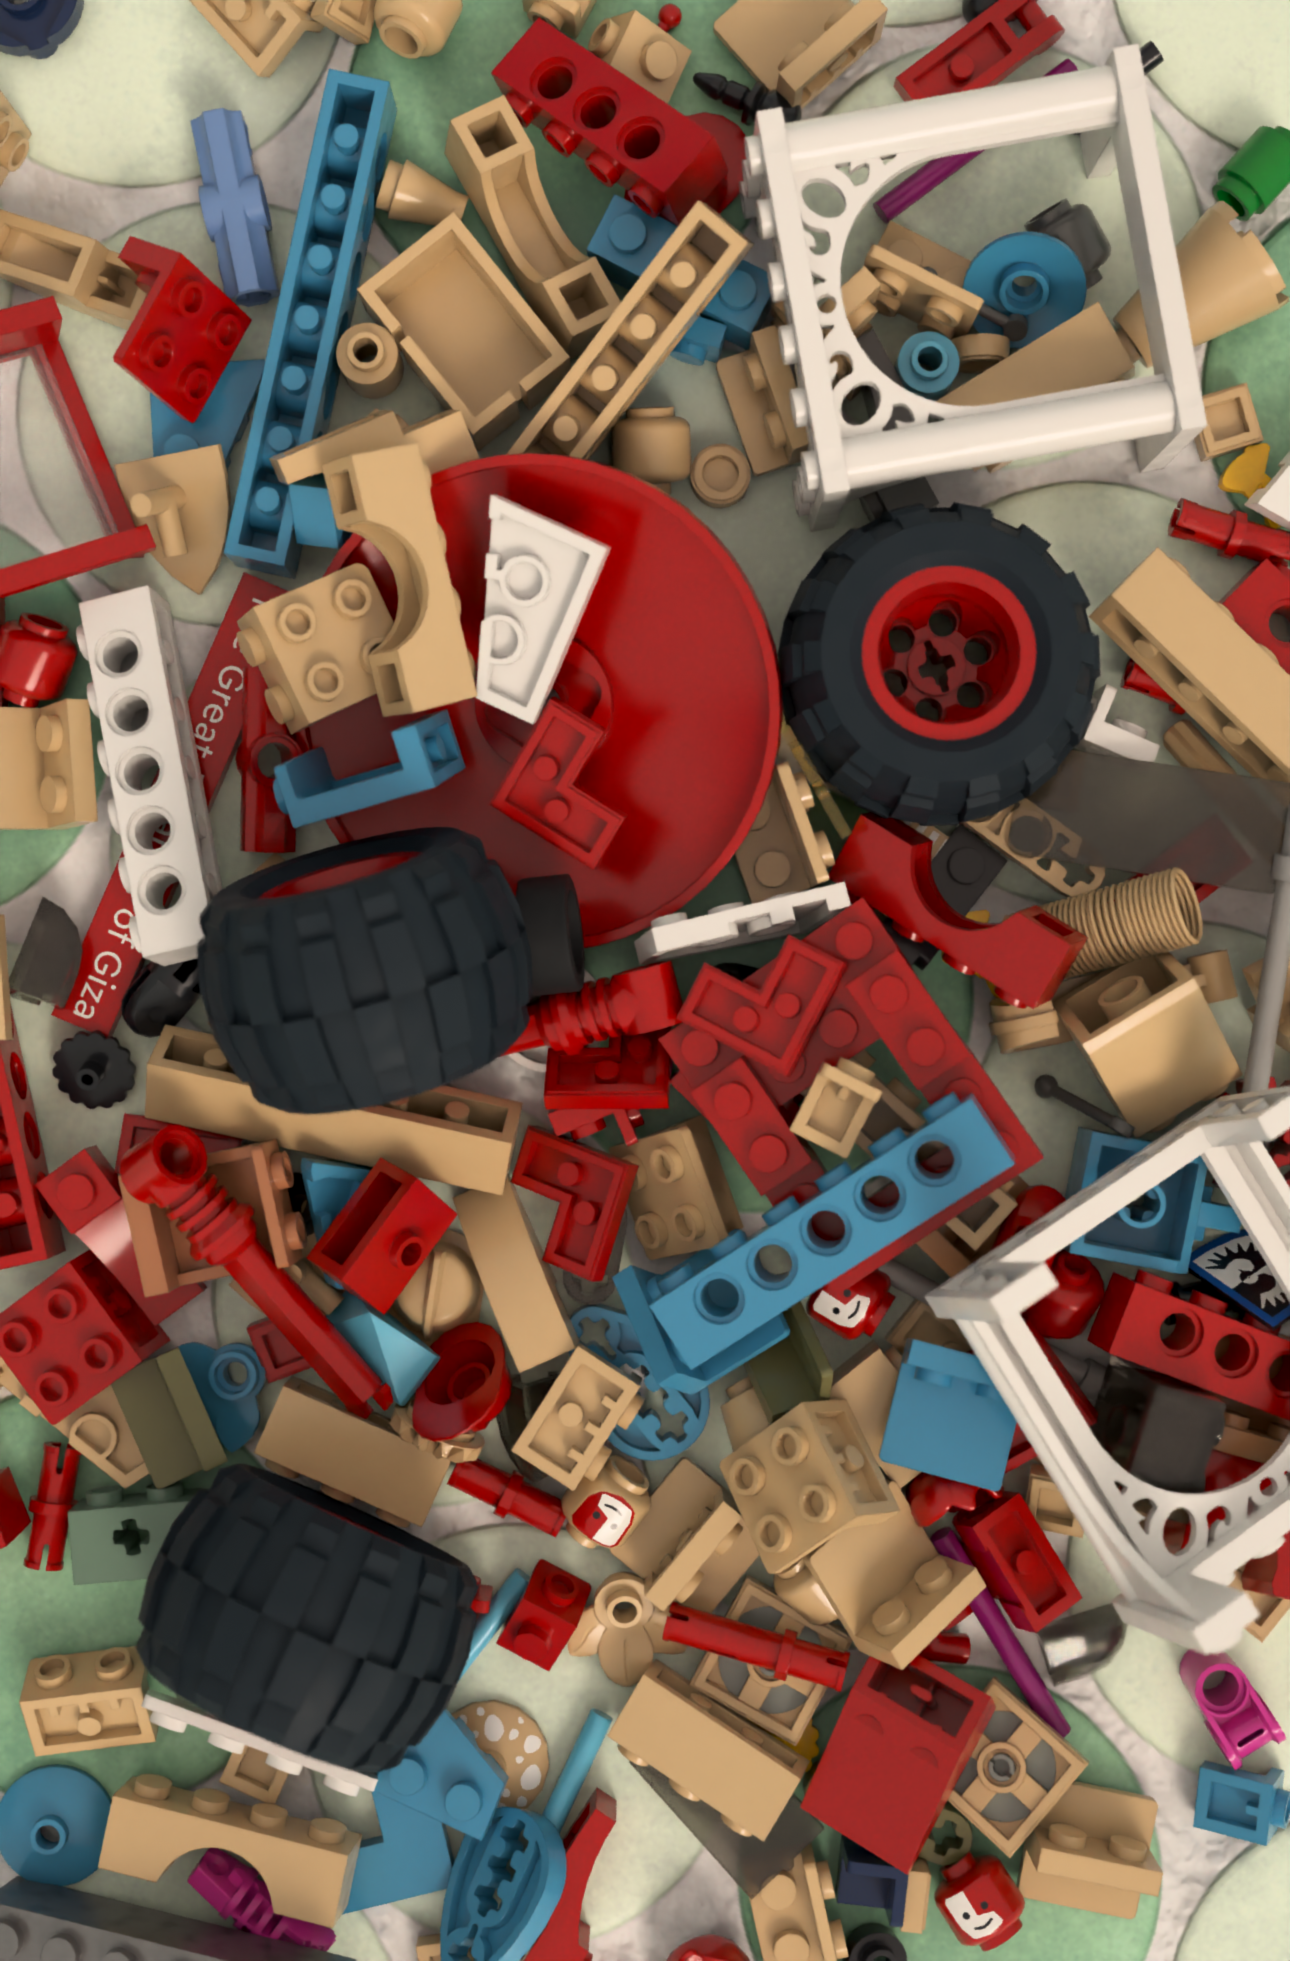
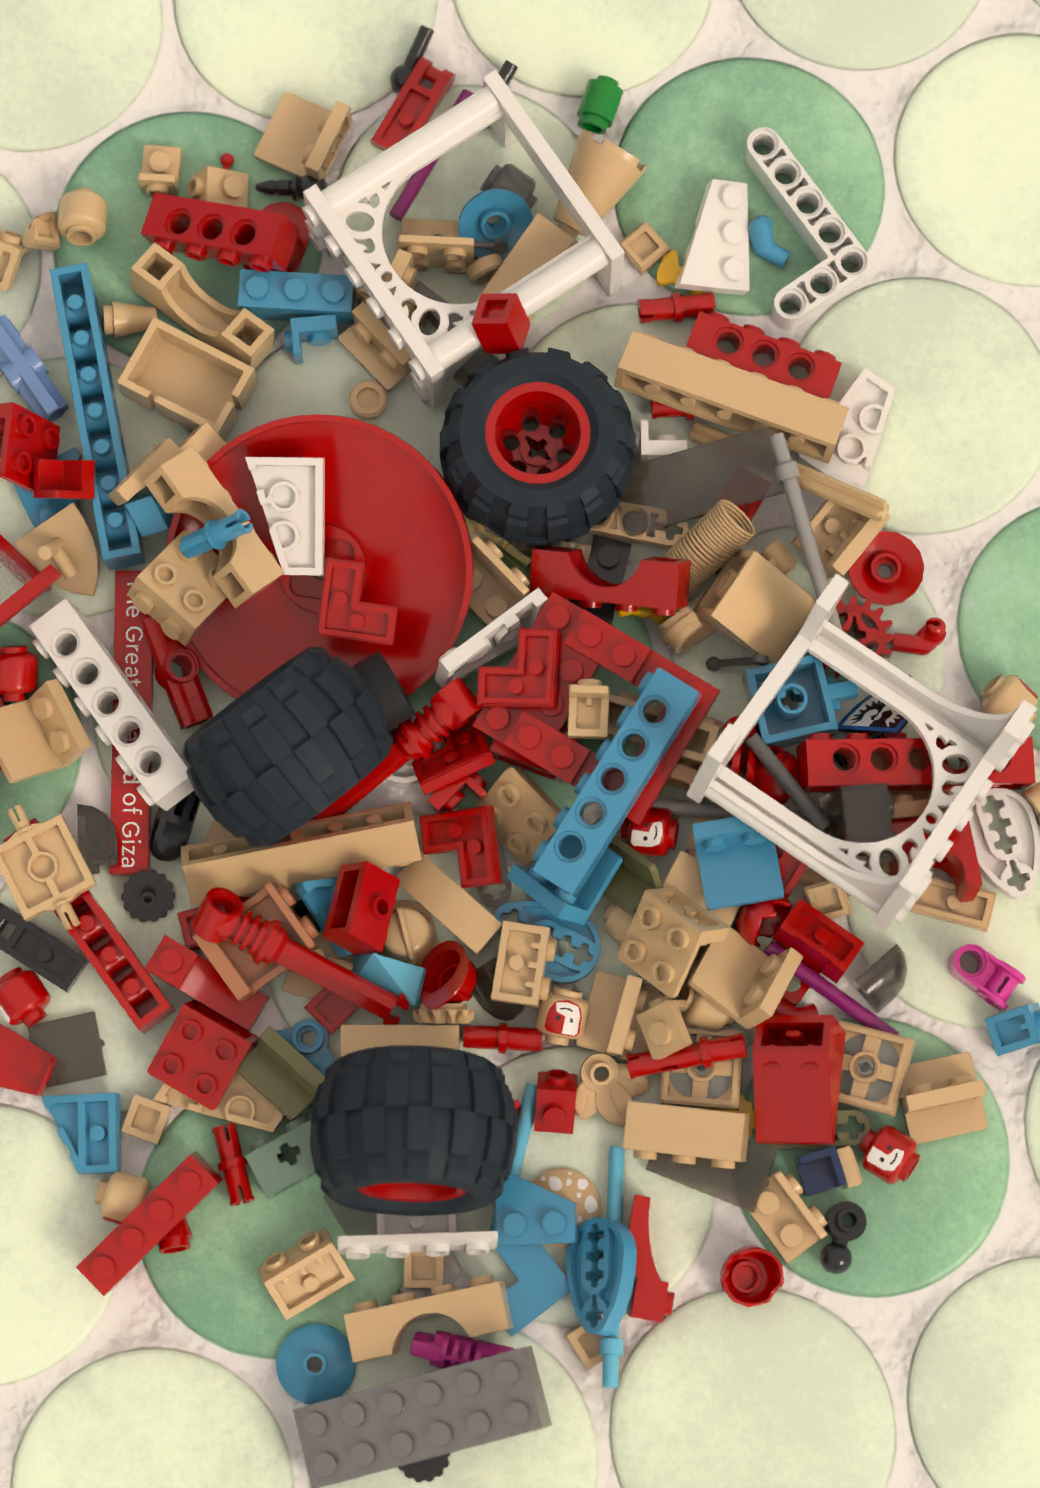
camera: 15 degrees left, 10 degrees down
(214, 405) = (64, 479): none -> red panel
(375, 377) = (144, 429): tan brick -> none
(396, 596) = (215, 534): none -> dark azure axle
(426, 755) = (272, 621): dark azure panel -> none
(637, 336) = (288, 340): tan brick -> none
(653, 446) = (322, 396): tan head -> none
(741, 1602) = (664, 1027): none -> tan bracket
(935, 351) = (459, 279): medium azure brick -> none
(968, 454) = (501, 323): none -> red panel
(1080, 1333) = (787, 782): none -> dark grey bar

